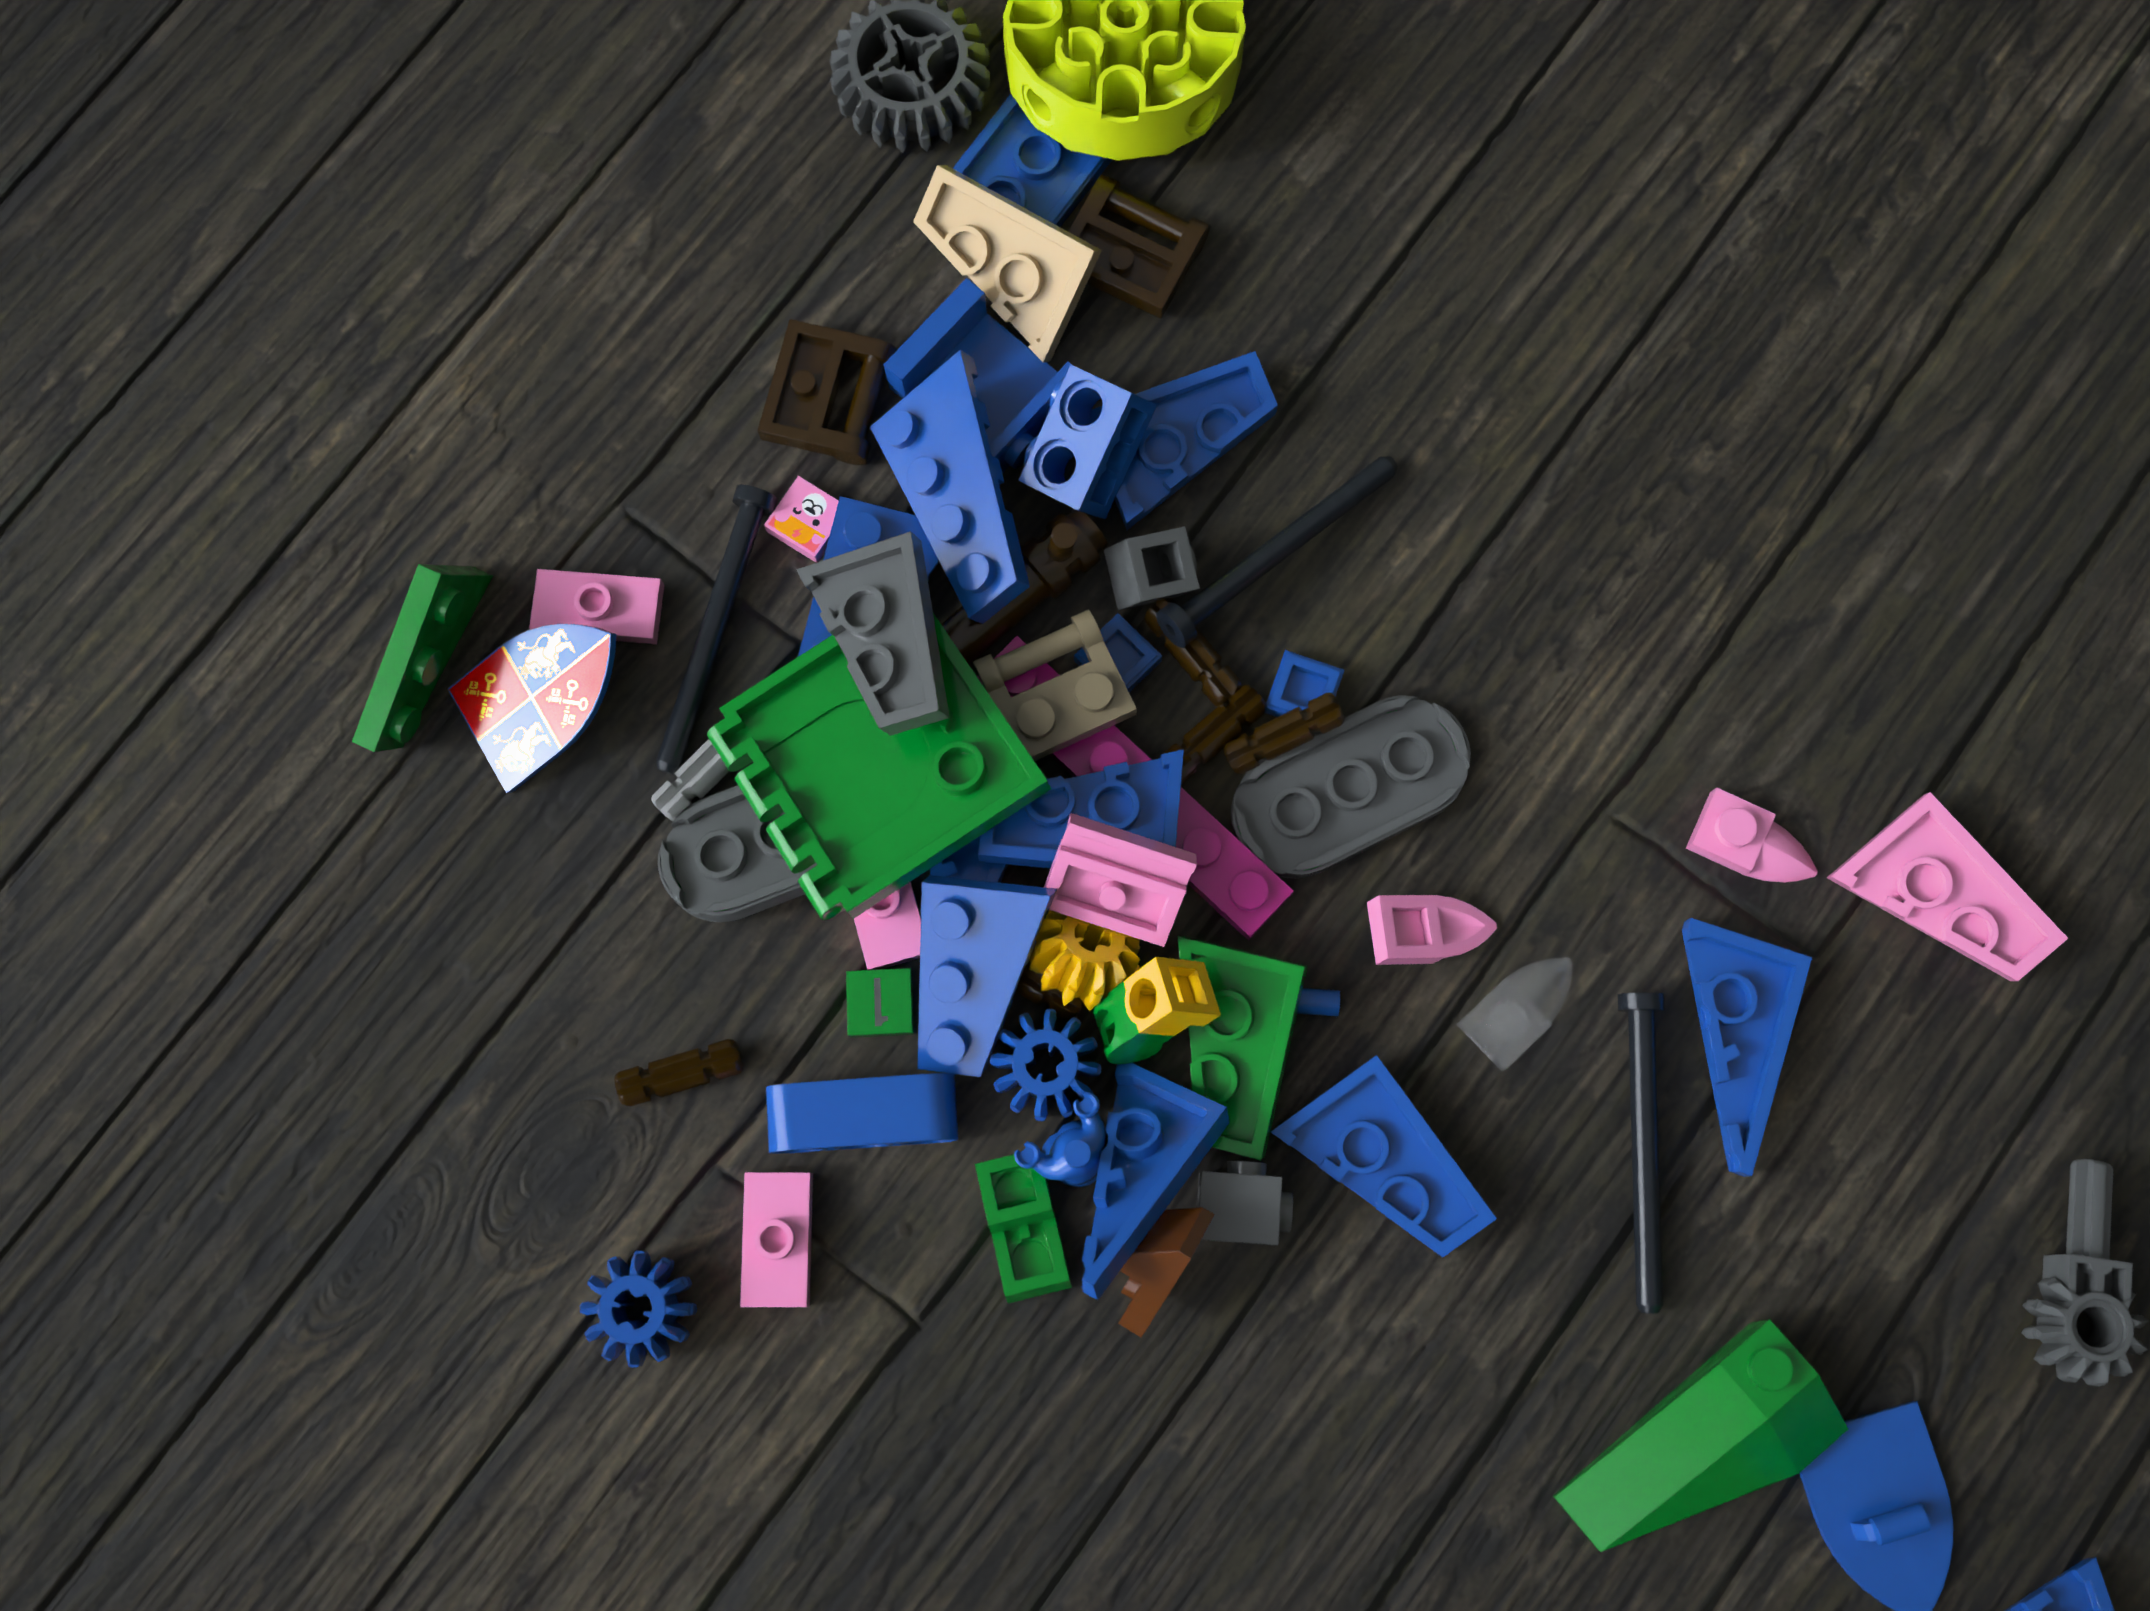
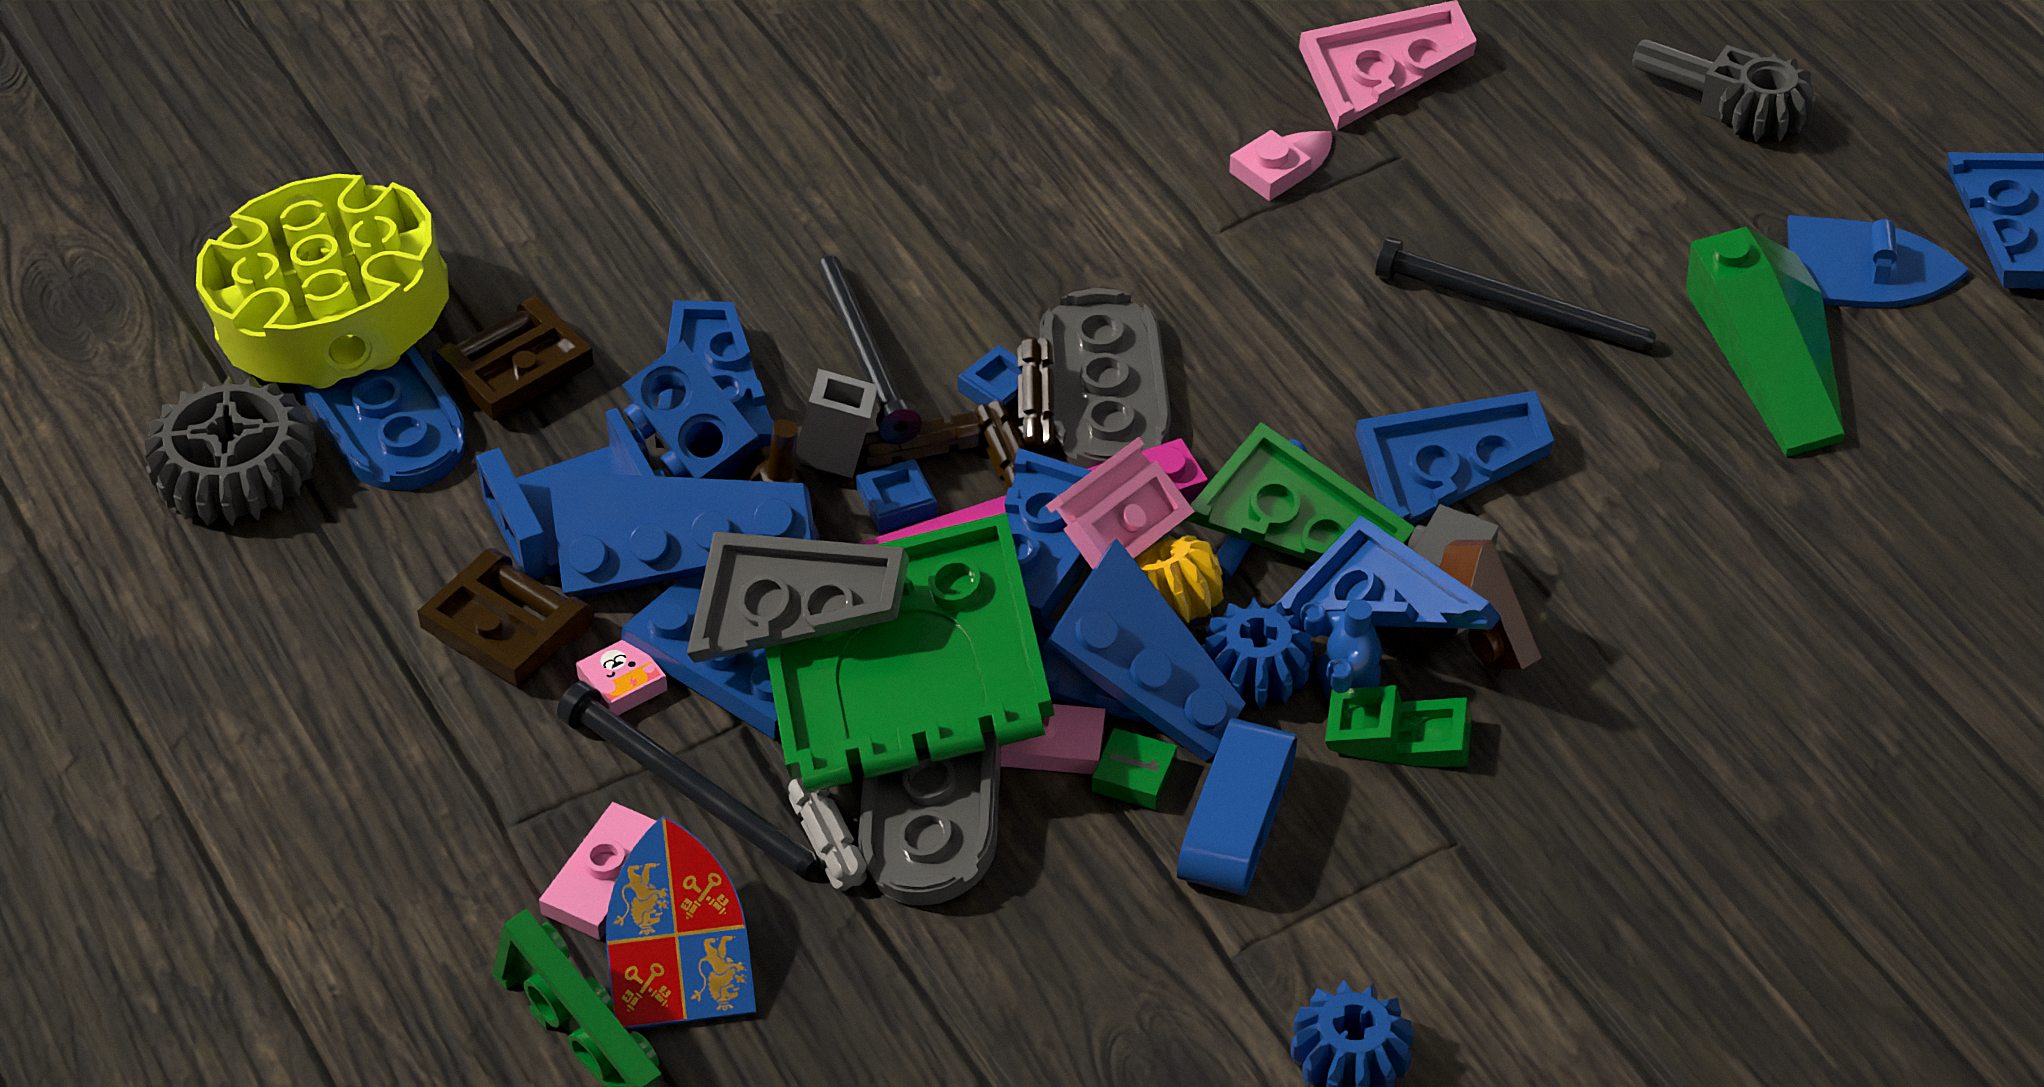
camera: 70 degrees left, 30 degrees down
(678, 1072) = (1125, 948): dark brown axle -> none
(776, 1240) = (1329, 921): bright pink plate -> none
(1013, 255) = (481, 411): tan wing -> none
(1067, 705) = (927, 498): dark tan plate -> none
(1154, 1007) = (1248, 543): yellow leg -> none
(1425, 928) = (1257, 368): bright pink plate -> none
(1518, 1010) = (1360, 344): clear plate -> none
(1746, 1015) = (1429, 199): blue wing -> none

